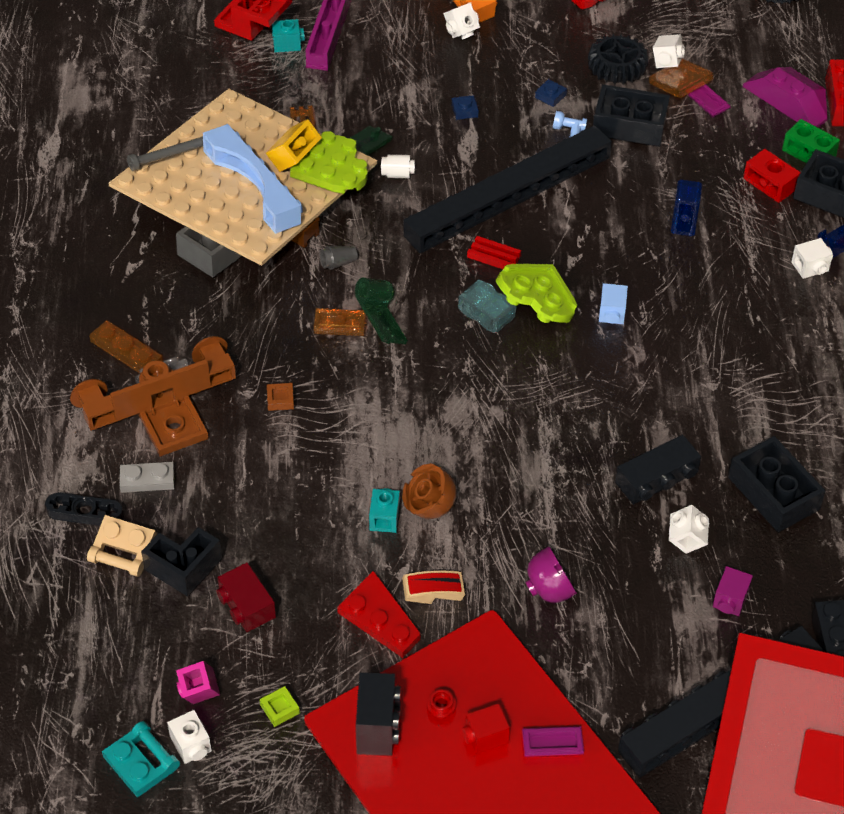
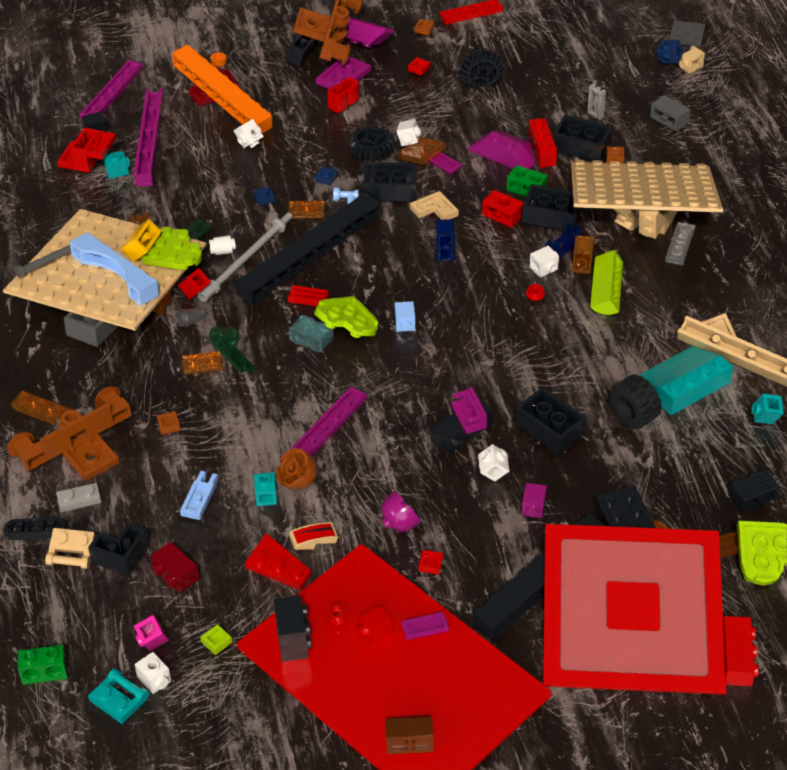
camera: 10 degrees left, 5 degrees down
(53, 698) = (42, 664): none -> green brick
(298, 504) = (199, 496): none -> light blue hinge
(351, 213) = (194, 283): none -> red brick
(375, 220) = (214, 286): none -> light grey bar
(486, 432) = (330, 421): none -> magenta tile
(515, 134) = (307, 209): none -> clear orange plate
(579, 652) = (431, 562): none -> red plate
(670, 453) = (469, 411): none -> magenta hinge
(685, 154) = (434, 203): none -> tan plate
(791, 299) = (535, 292): none -> red plate

